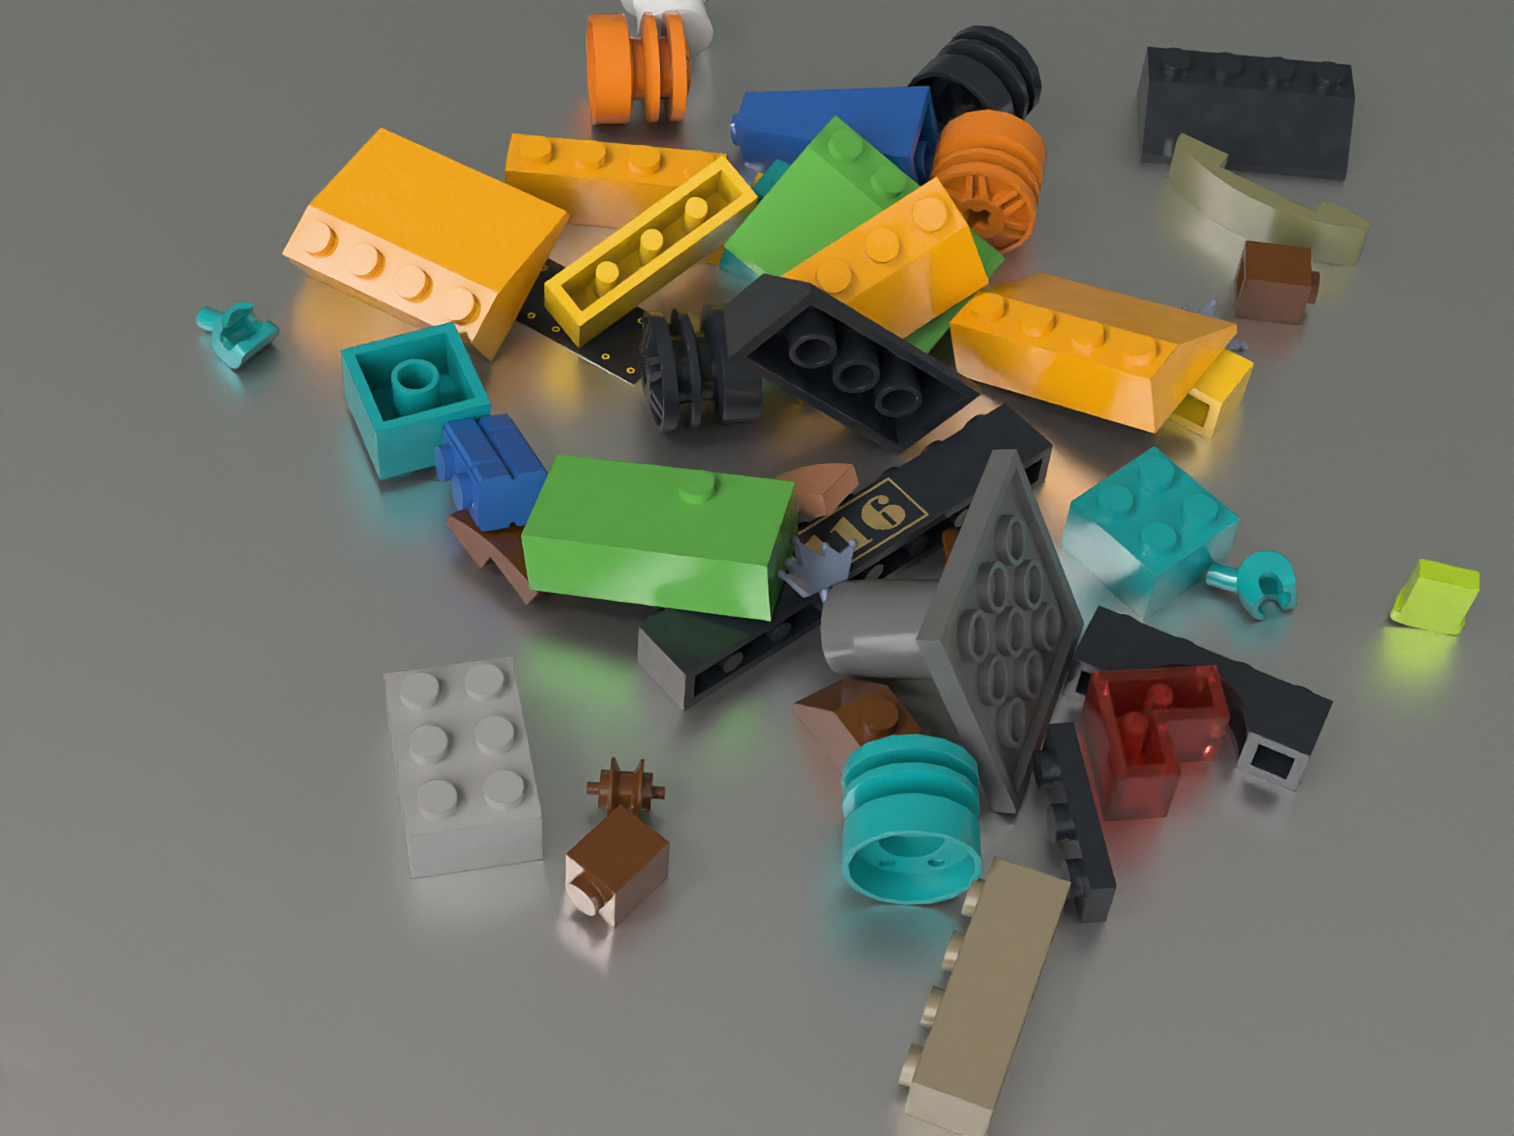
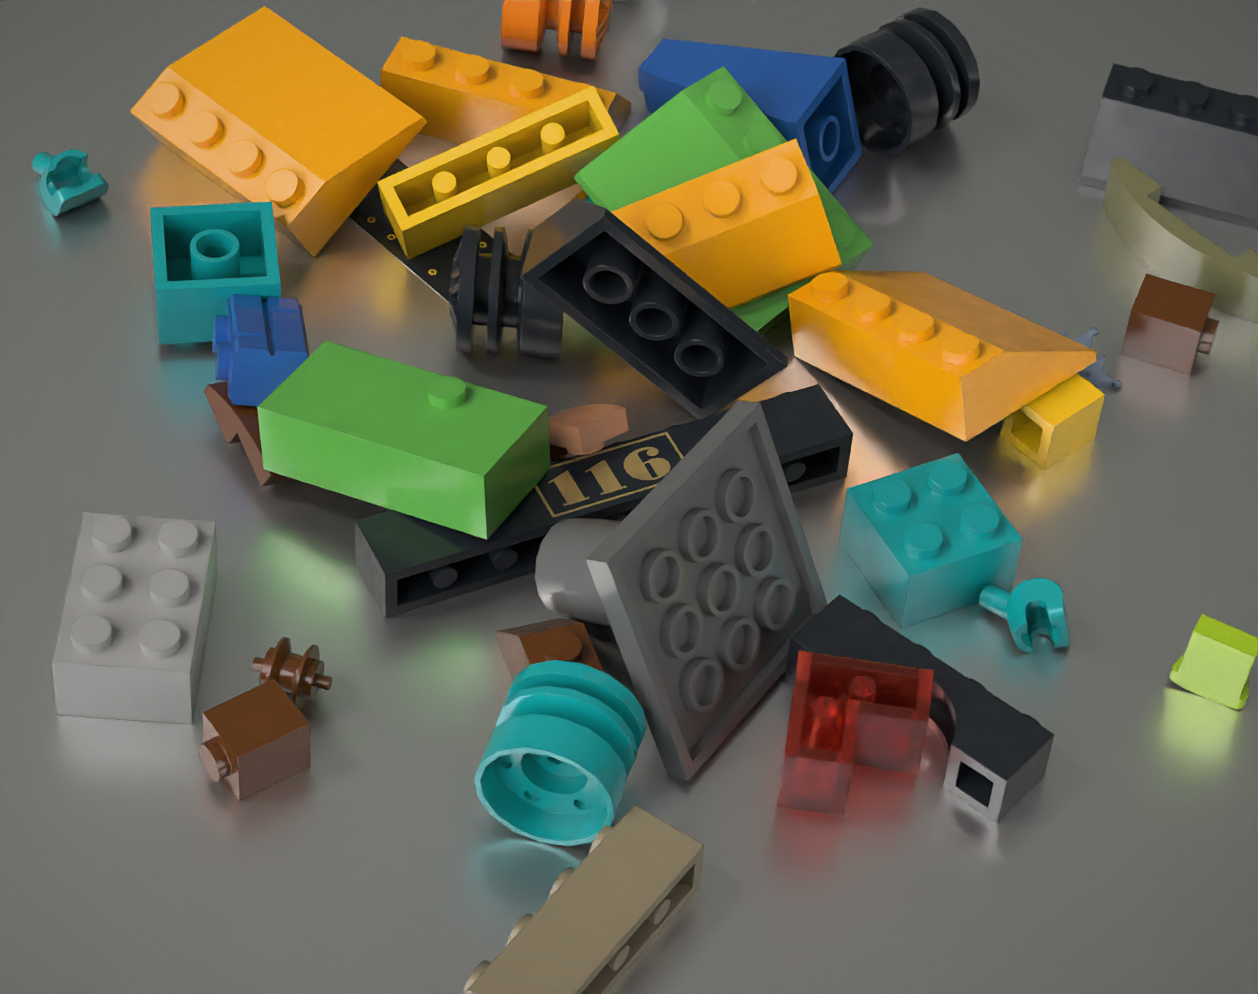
camera: 15 degrees right, 5 degrees down
(816, 571) = (549, 501): sand blue piece -> none
(992, 174) = (888, 164): orange wheel -> none
(1075, 822) = (737, 797): black plate -> none

